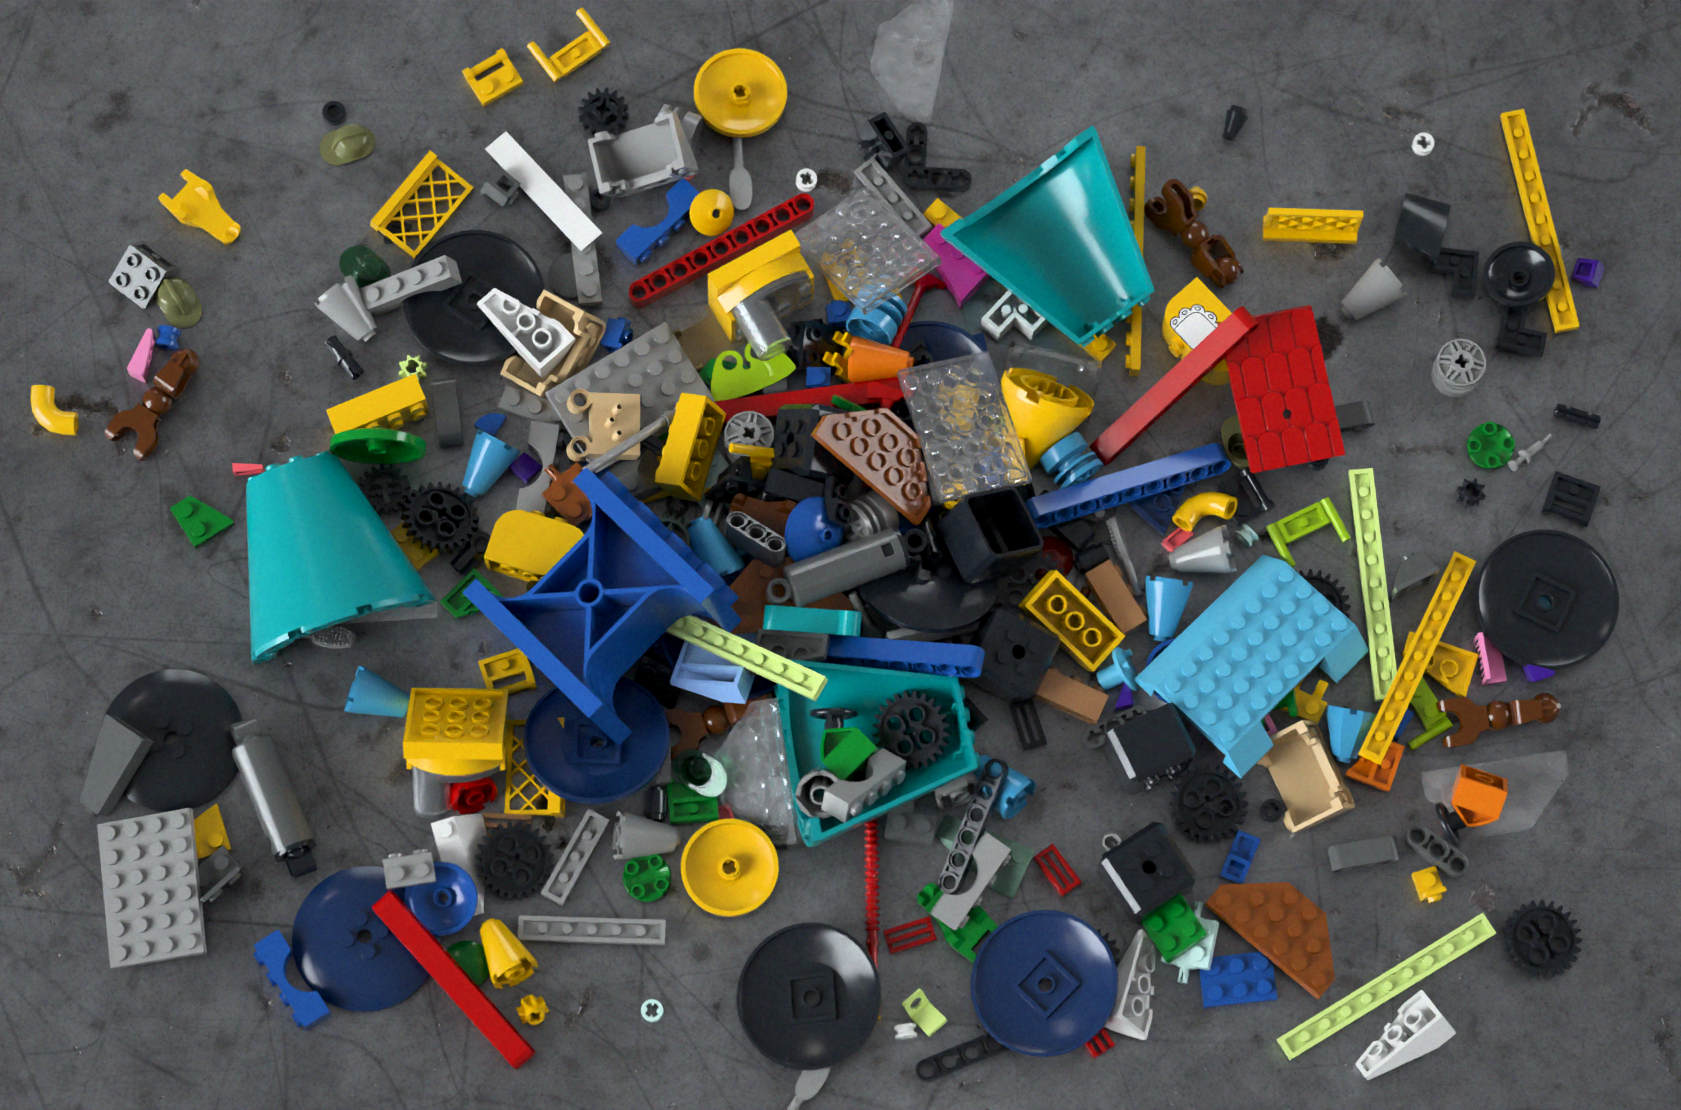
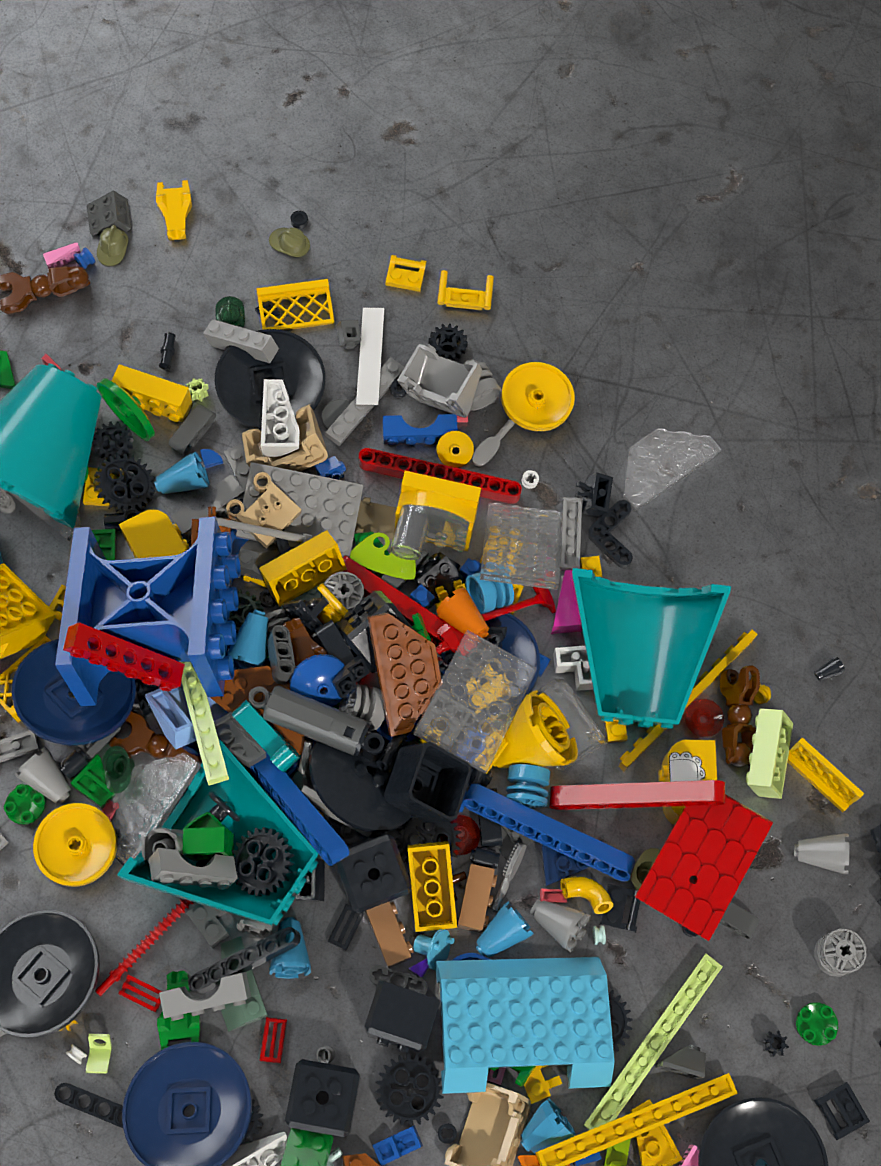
camera: 40 degrees right, 5 degrees down
(347, 308) = (193, 323): light grey cone -> none
(525, 468) = (203, 498): dark purple slope -> none
(632, 661) = (77, 645): none -> red brick
(1169, 255) = (710, 711): none -> clear red dish
(1251, 246) = (769, 753): none -> yellowish green brick
(1303, 523) = (644, 961): lime plate -> none
(1525, 455) = (837, 1052): light grey piece -> none

